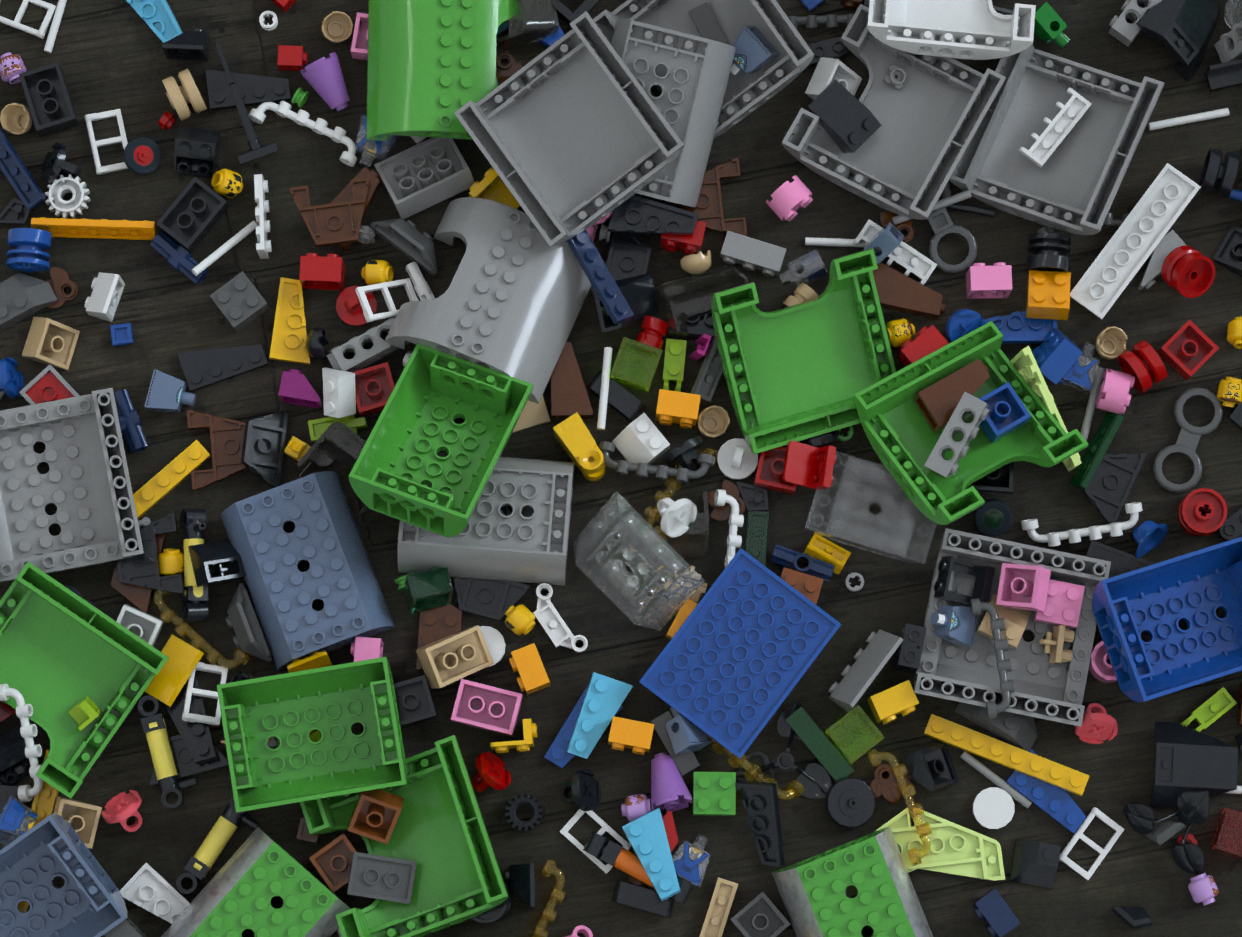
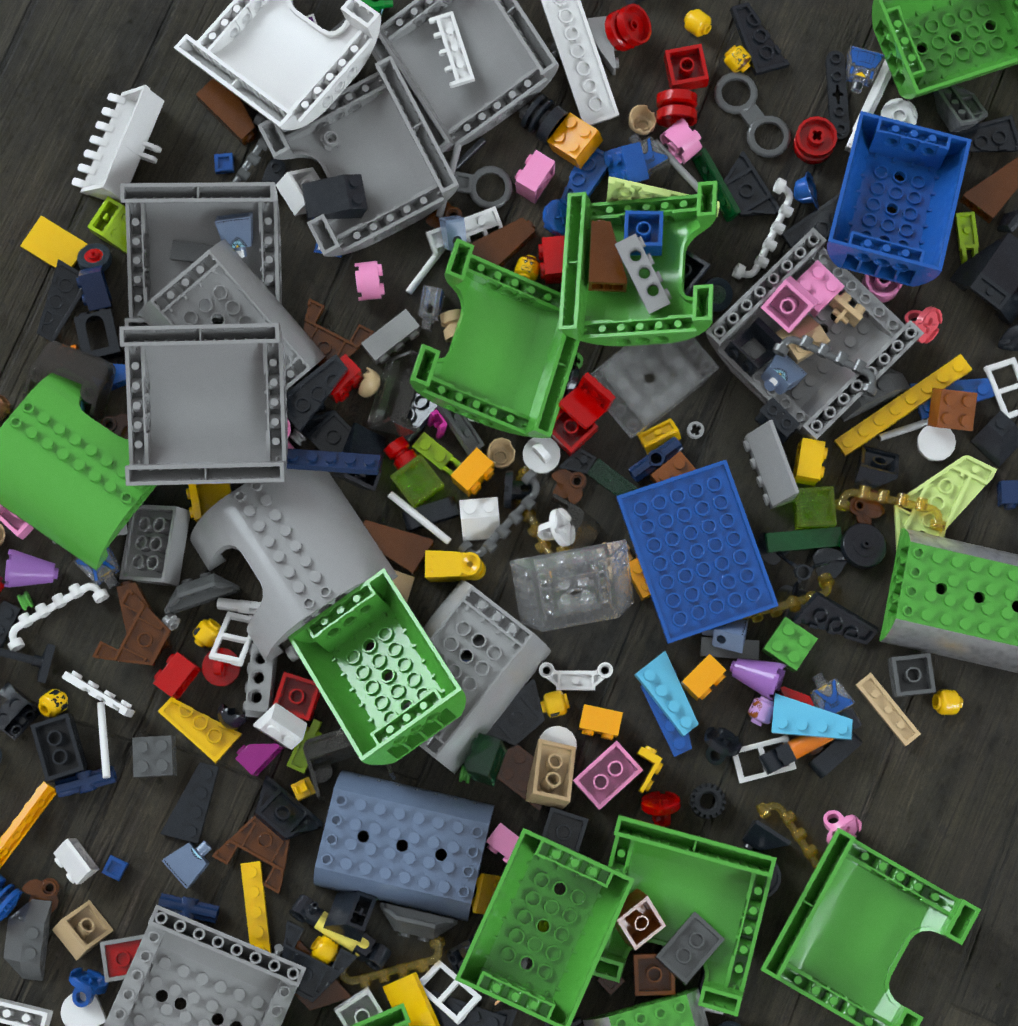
camera: 50 degrees left, 0 degrees up
(735, 520) = (589, 488): white bar -> none
(1031, 800) = (952, 409): none -> dark orange brick

